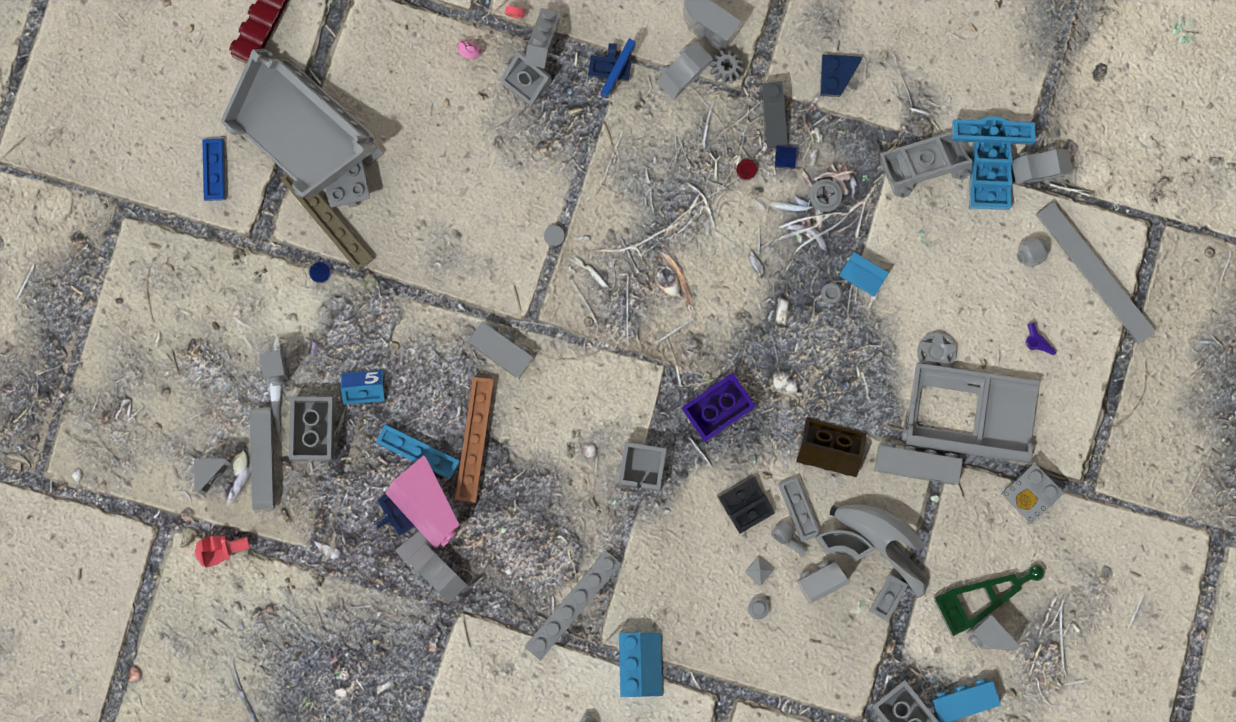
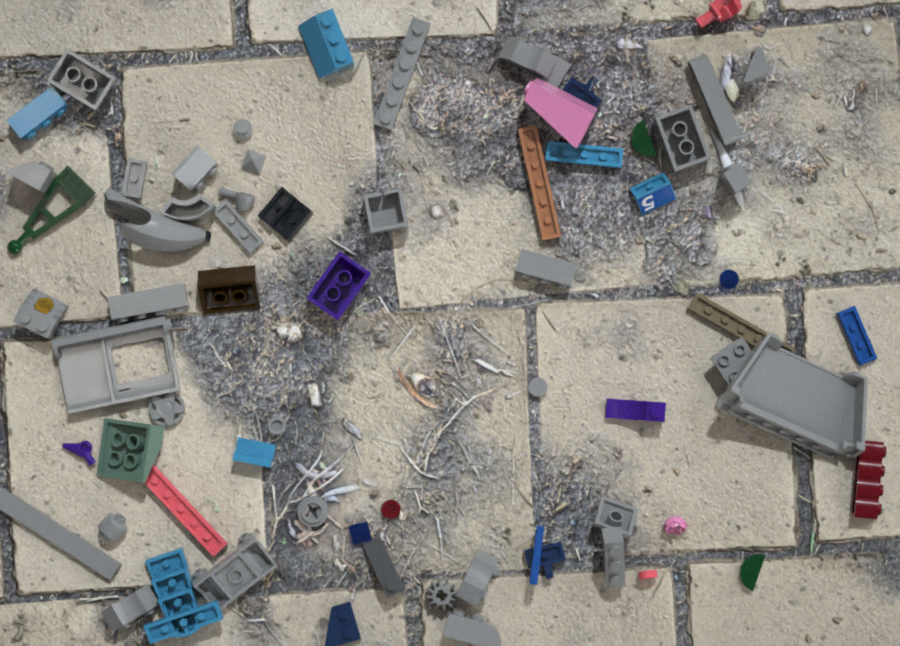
camera: 160 degrees right, 5 degrees up
(353, 445) = (641, 140): none -> dark green tile
(464, 176) = (635, 410): none -> dark purple slope
(956, 246) = (185, 511): none -> coral plate
(989, 323) = (128, 449): none -> sand green slope

